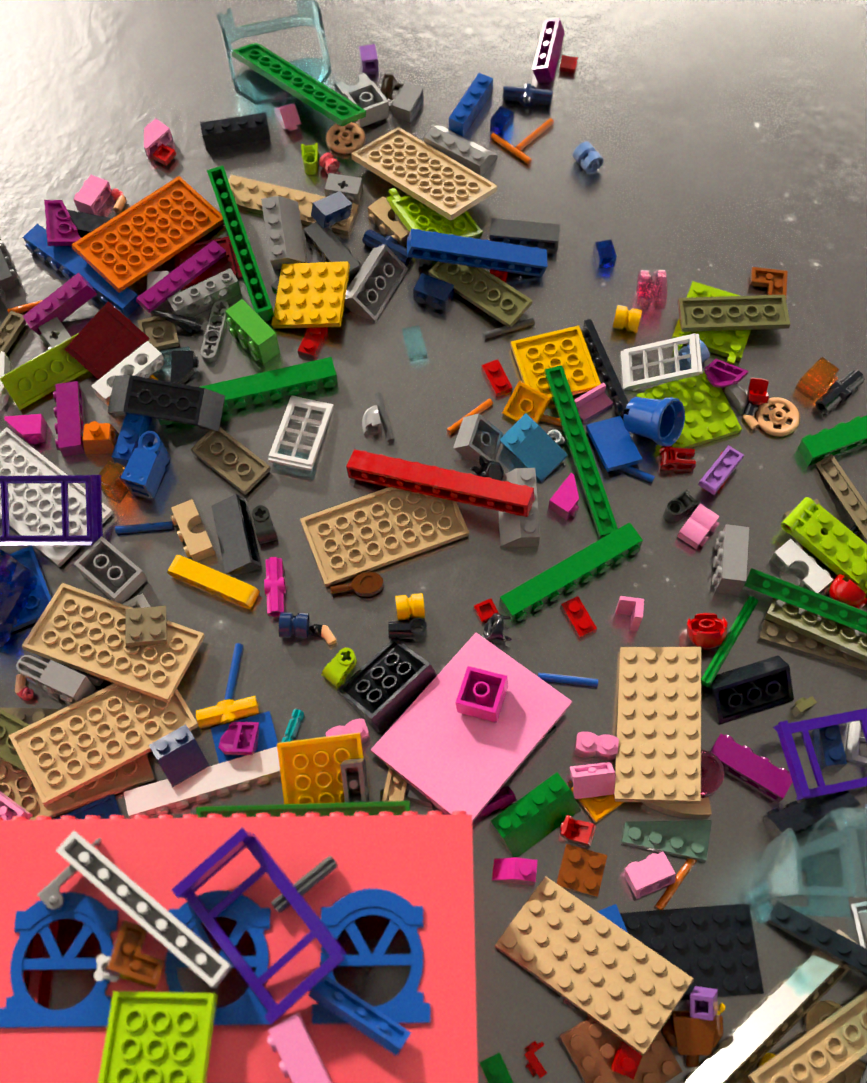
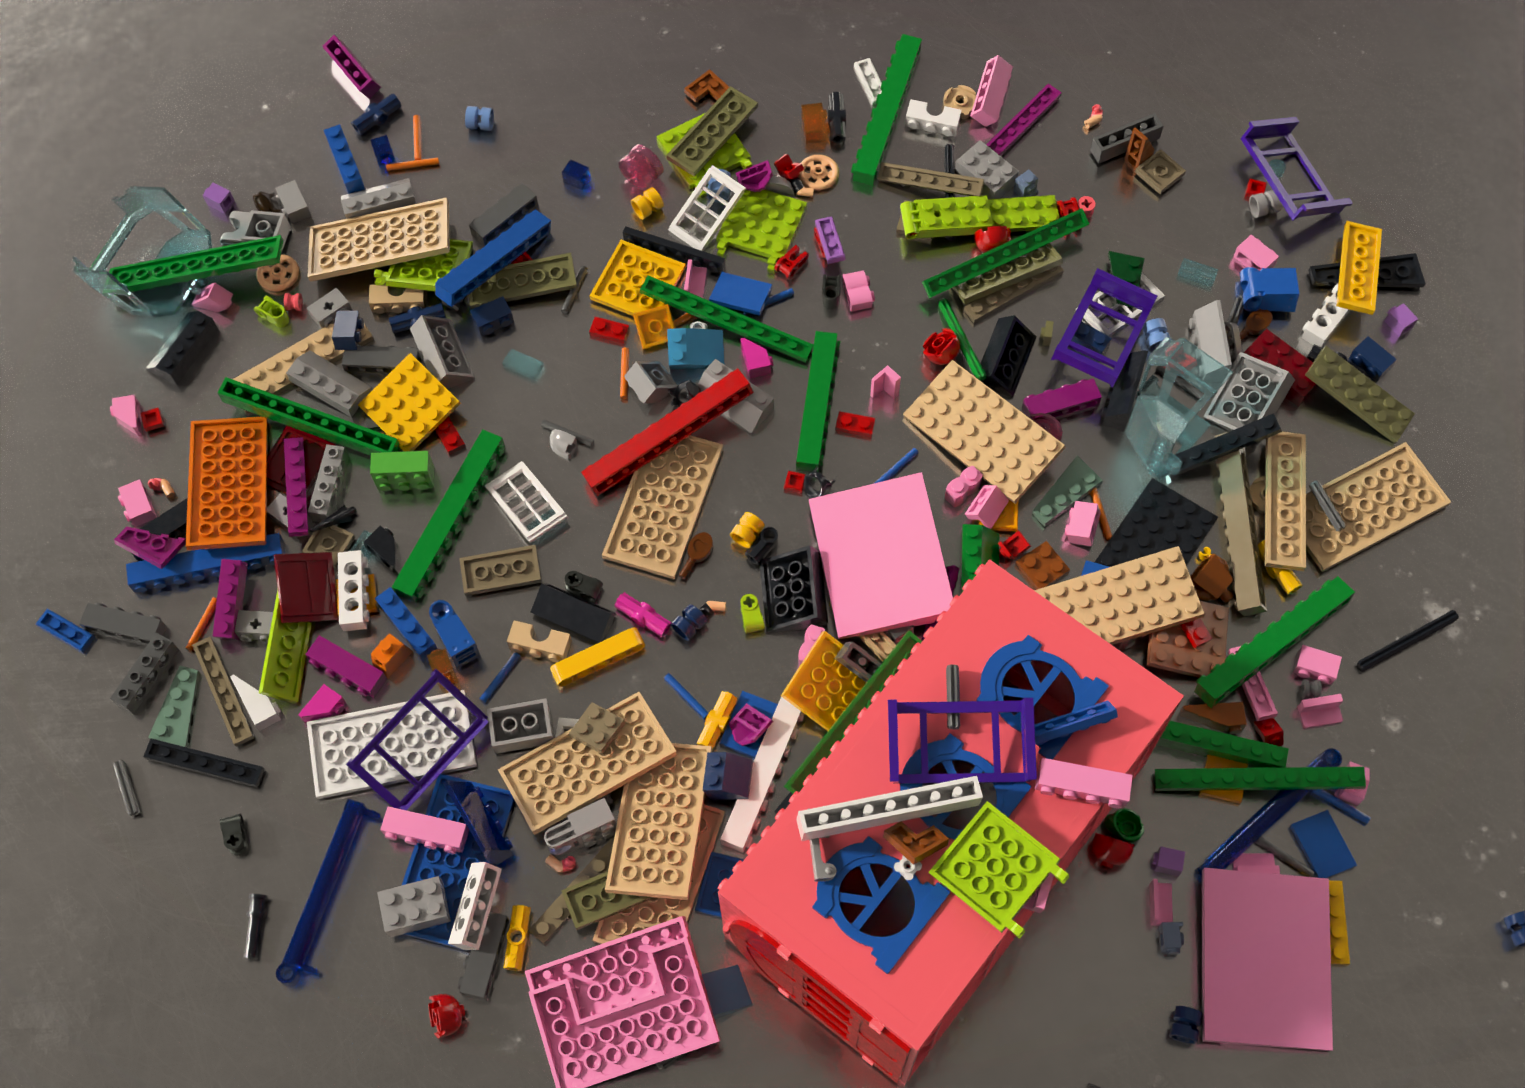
camera: 50 degrees left, 0 degrees up
(166, 401) = (409, 577): black slope -> none
(214, 331) = (368, 500): light grey beam -> none
(293, 725) = (769, 684): teal axle -> none
(482, 694) = (866, 525): dark pink brick -> none
(568, 64) = (375, 64): red tile -> none
(656, 419) = (752, 248): blue piece -> none
(683, 810) = (1055, 468): tan slope -> none
(703, 1003) = (1198, 555): medium lavender brick -> none
(731, 560) = (904, 289): light grey brick -> none
(792, 556) = (934, 249): white arch -> none

